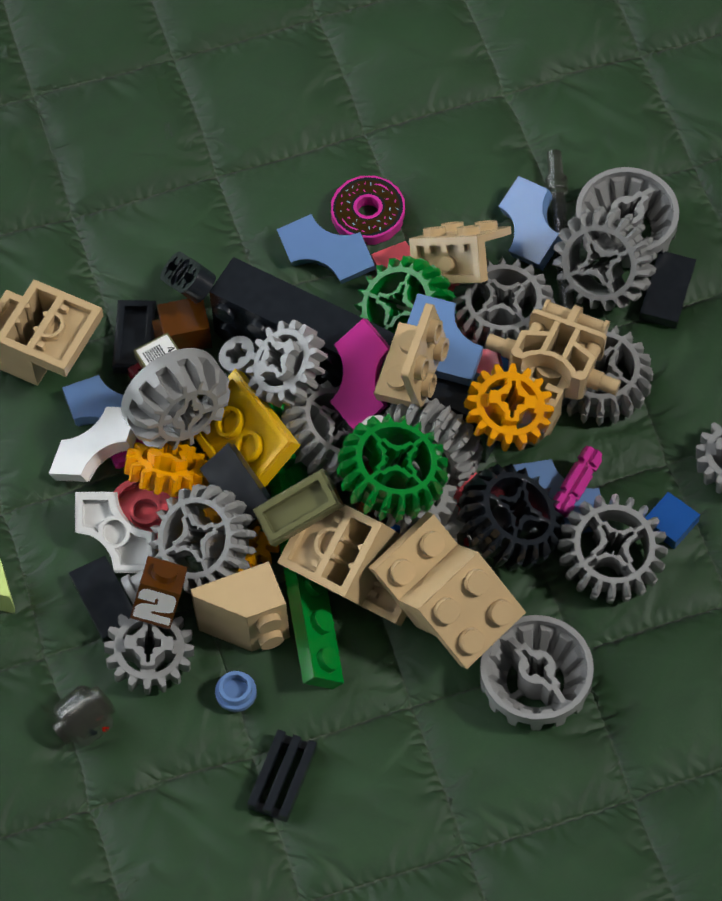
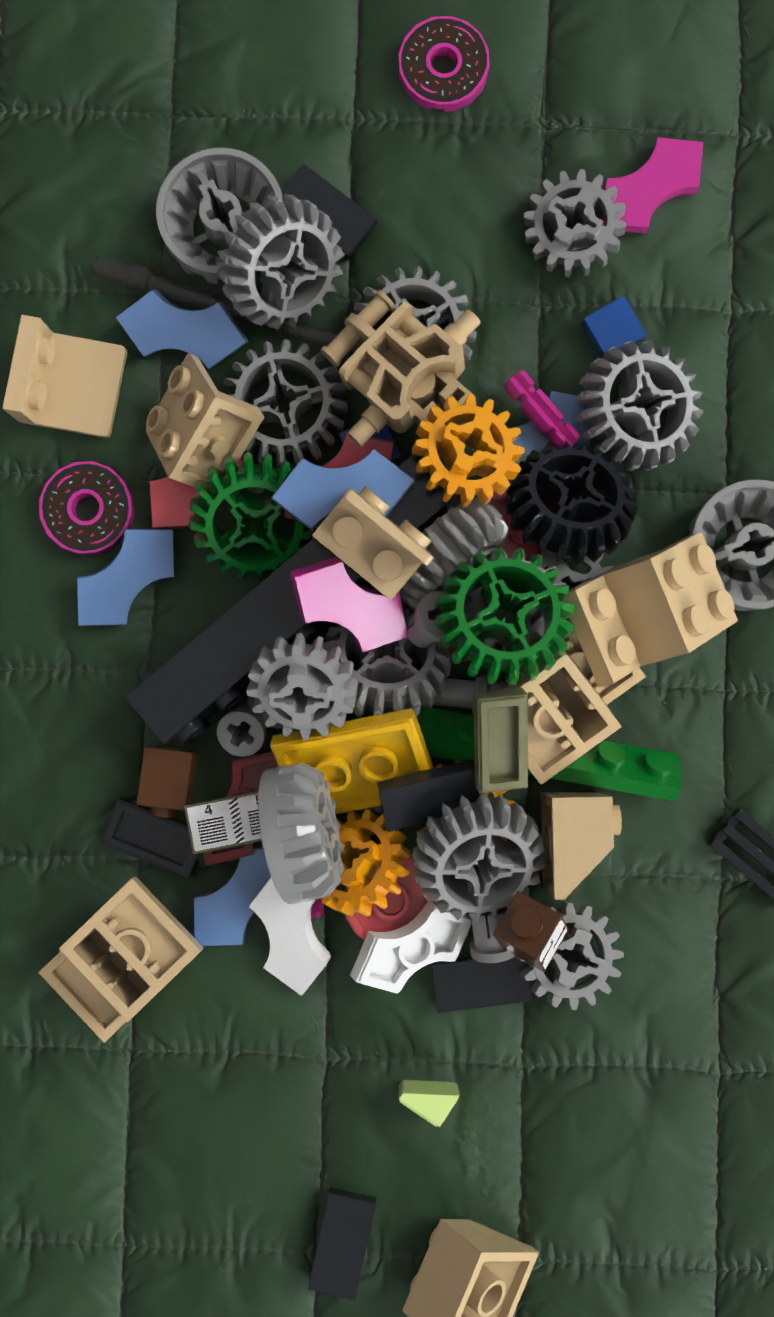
camera: 70 degrees left, 25 degrees up
(83, 715) = (622, 1052): clear smoke head -> none
(188, 277) = (117, 756): black beam -> none
(235, 691) = (646, 874): medium blue plate -> none
(456, 158) = (64, 380): none -> tan bracket

